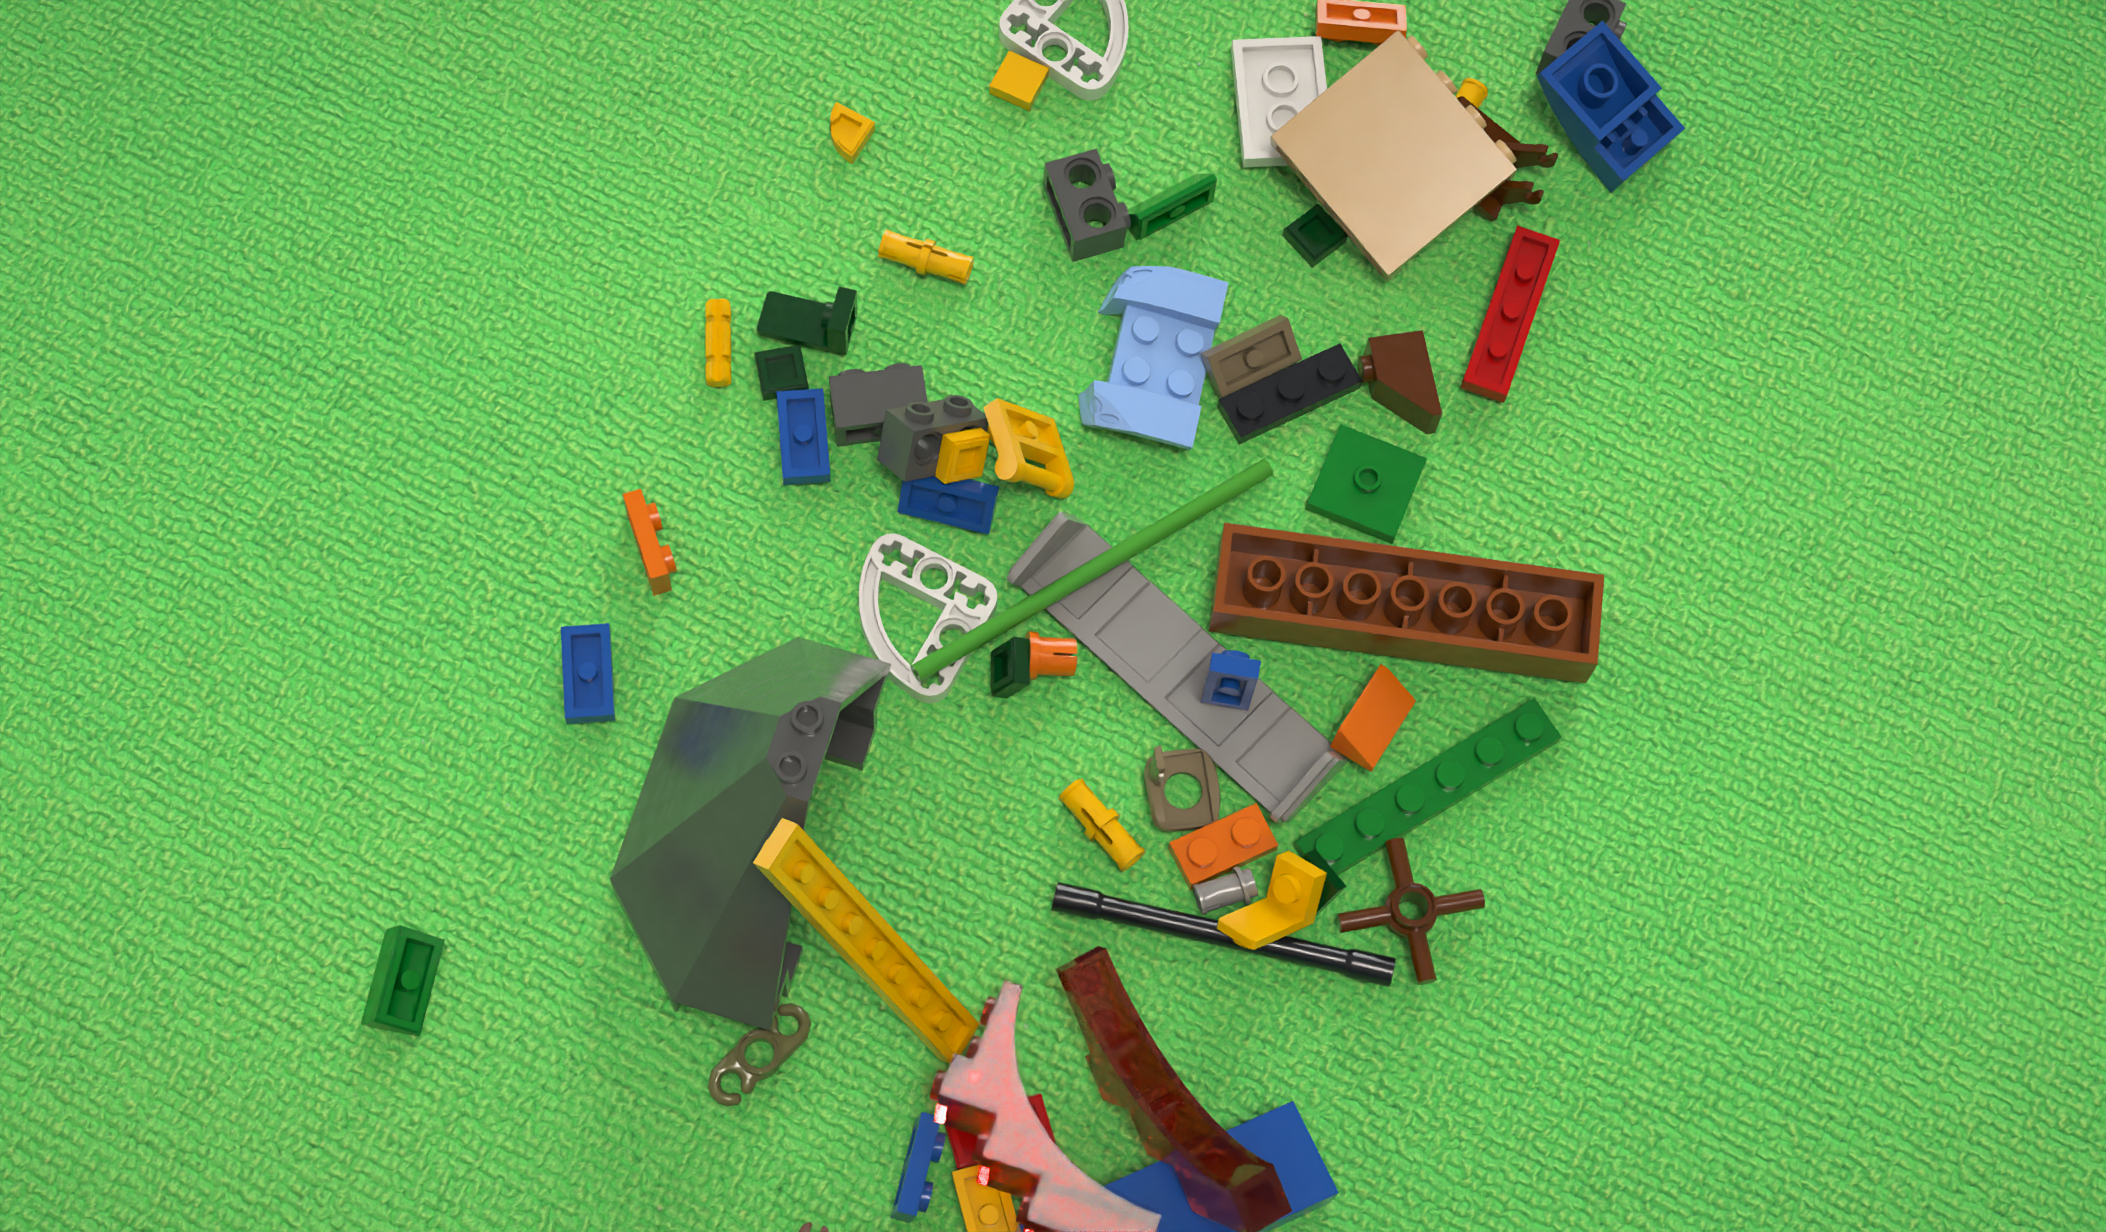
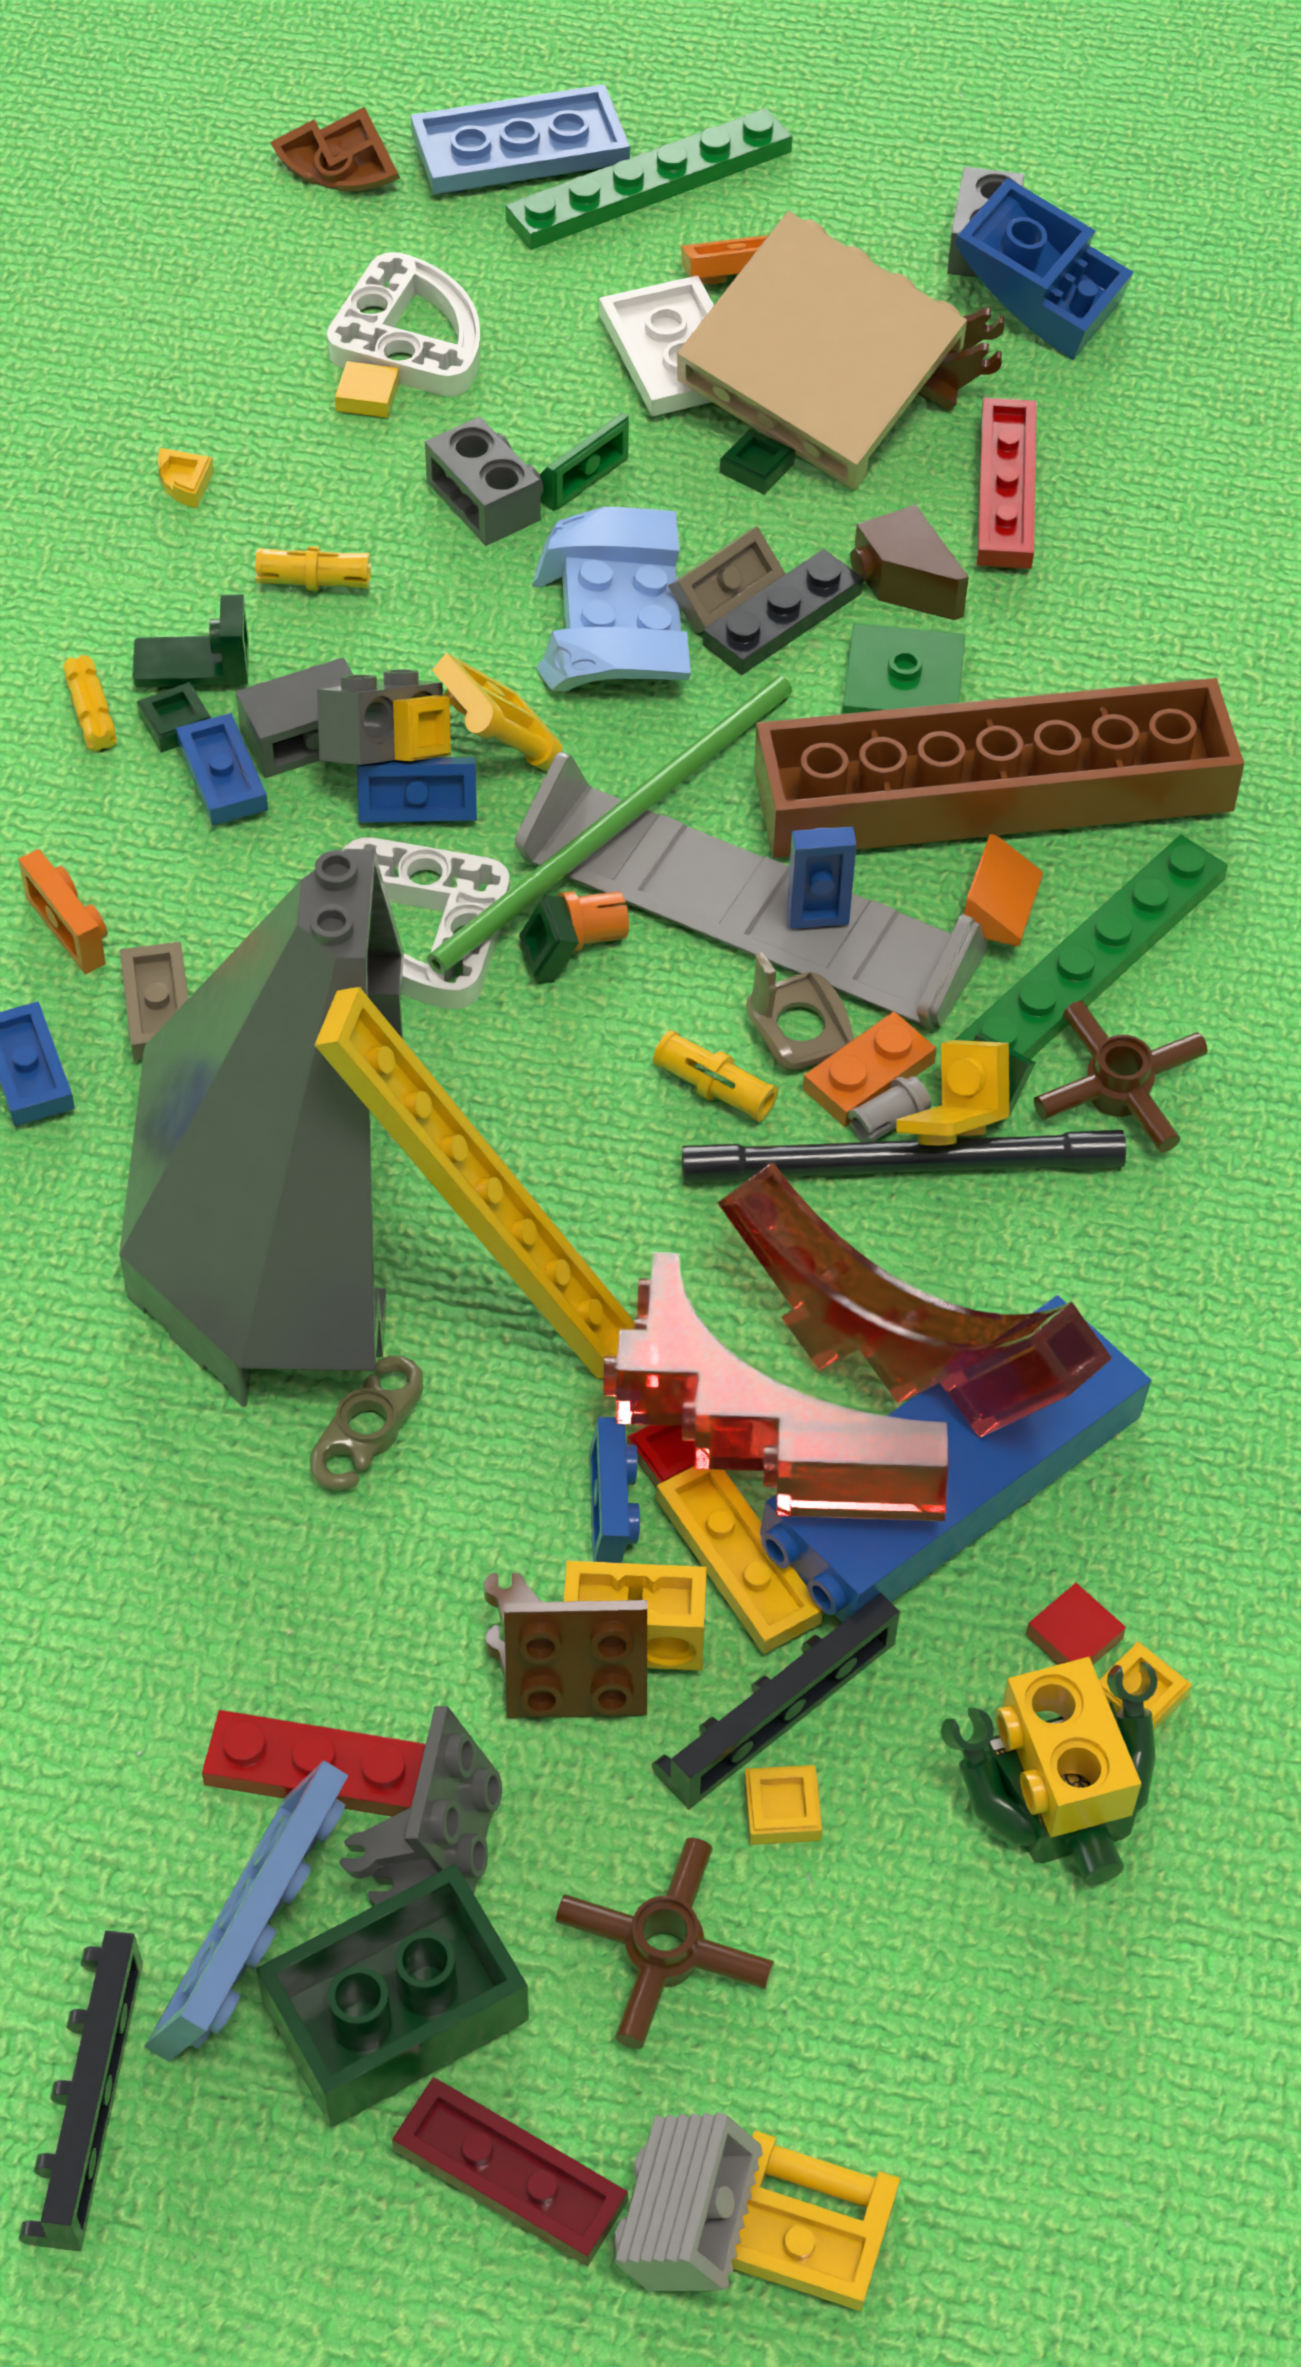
camera: 10 degrees left, 15 degrees down
(699, 639) = (153, 989): none -> dark tan plate

